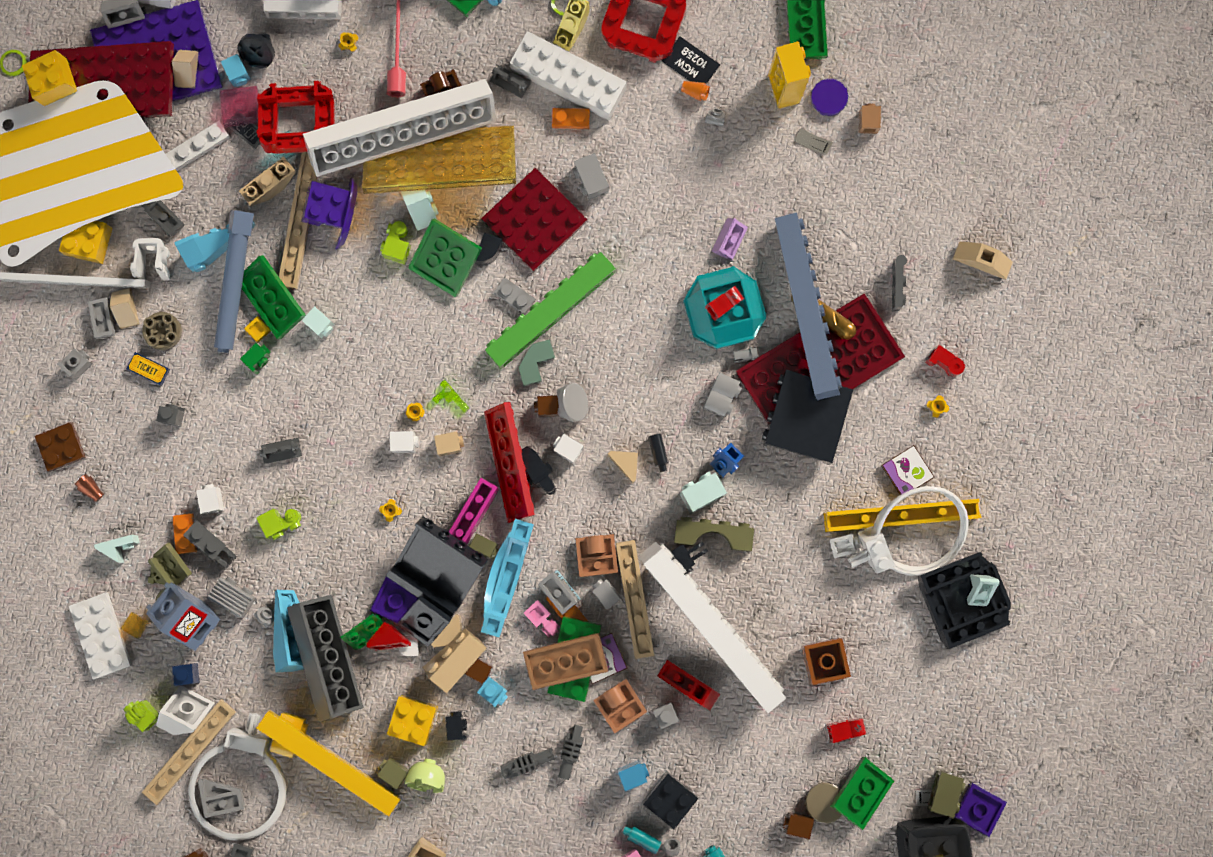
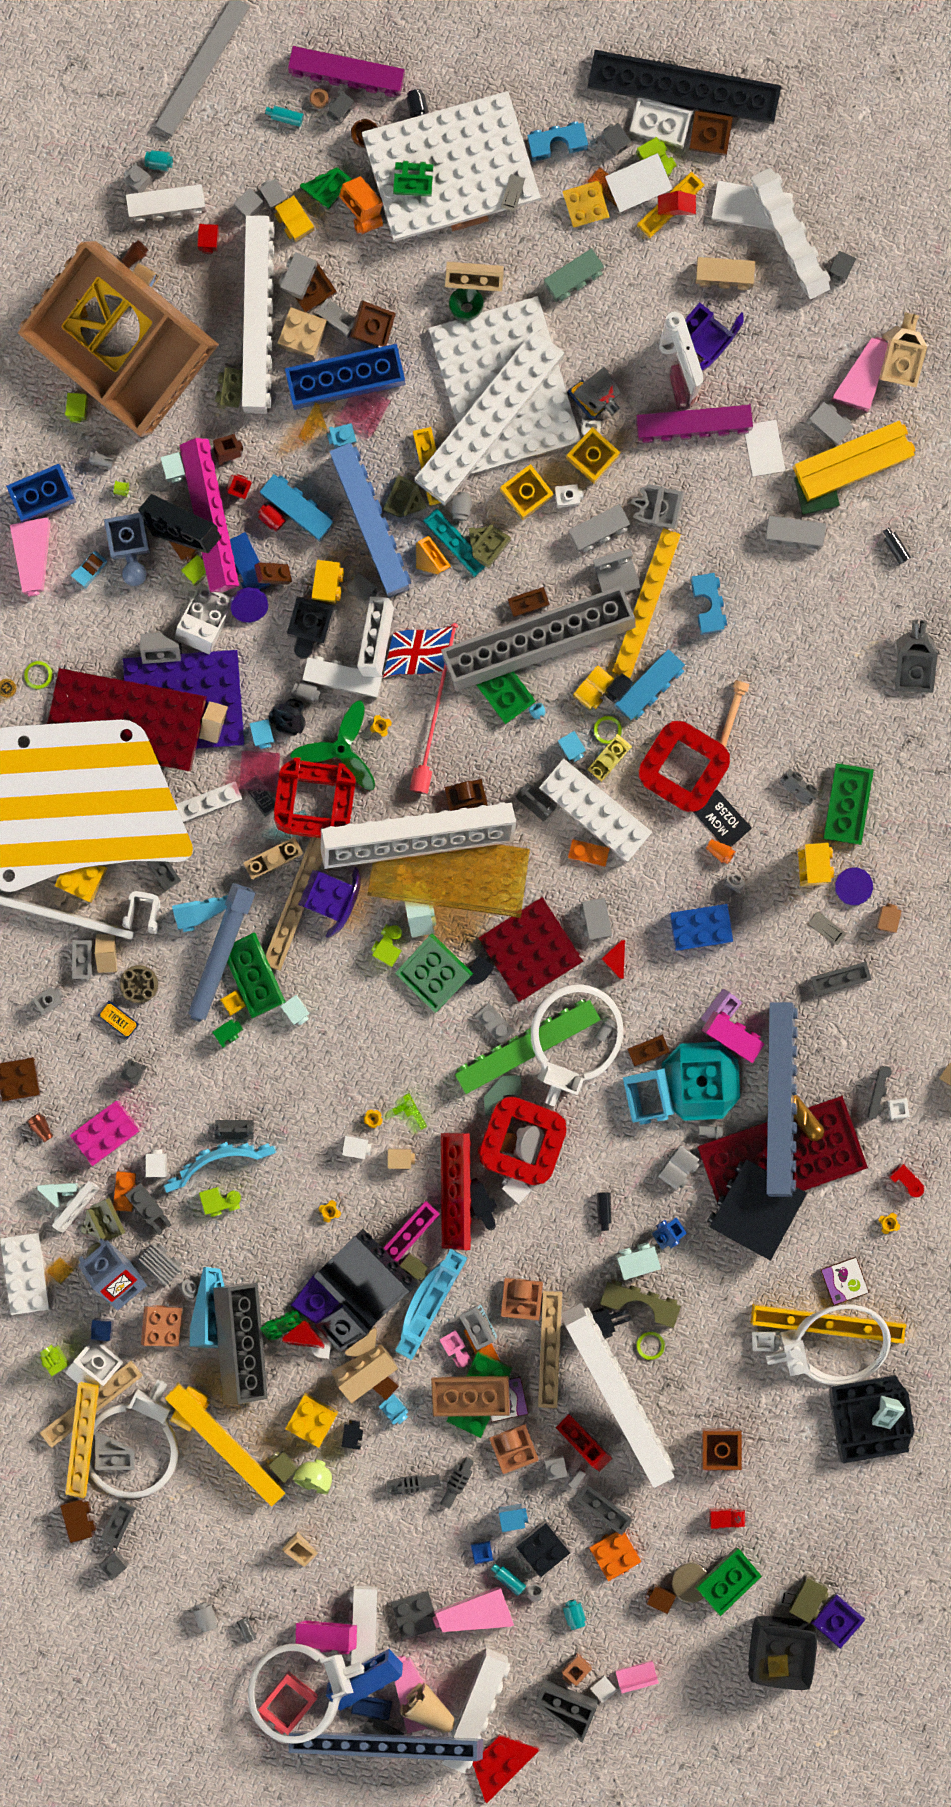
camera: 10 degrees right, 5 degrees up
(49, 78) = (77, 708): yellow brick -> none
(137, 558) = (75, 1206): none -> white plate
(153, 479) = (105, 1133): none -> dark pink brick
(184, 790) = (82, 1439): none -> yellow plate
(244, 658) = (161, 1326): none -> nougat plate
(258, 481) = (223, 1150): none -> medium azure piece
(270, 24) = (306, 692): none -> light grey brick
(317, 54) = (347, 733): none -> green piece
(533, 21) = (572, 747): none -> medium azure brick
(562, 427) = (495, 1133): none -> red plate
(582, 331) = (559, 1077): none -> white brick
(606, 593) = (523, 1339): light grey brick -> none
(610, 817) = (482, 1552): none -> blue tile
(617, 211) = (615, 959): none -> red slope
(622, 279) = (605, 1029): none -> light grey pin
(626, 463) = (571, 1215): tan slope -> none
(664, 340) = (634, 1100): none -> medium azure window
(668, 290) = (648, 1050): none -> reddish brown plate
(689, 721) = (577, 1478): none -> light grey tile
(693, 163) = (701, 927): none -> blue brick
(723, 747) = (604, 1509): none -> dark grey hinge
(724, 303) = (699, 1081): red leg -> none
(743, 790) = (614, 1555): none -> orange plate
(744, 574) = (658, 1354): none -> lime piece
(747, 258) = (733, 1036): none -> dark pink brick
(750, 13) = (806, 791): none -> dark grey hinge
(837, 184) = (841, 978): none -> dark grey plate
(920, 295) = (898, 1108): none -> white tile

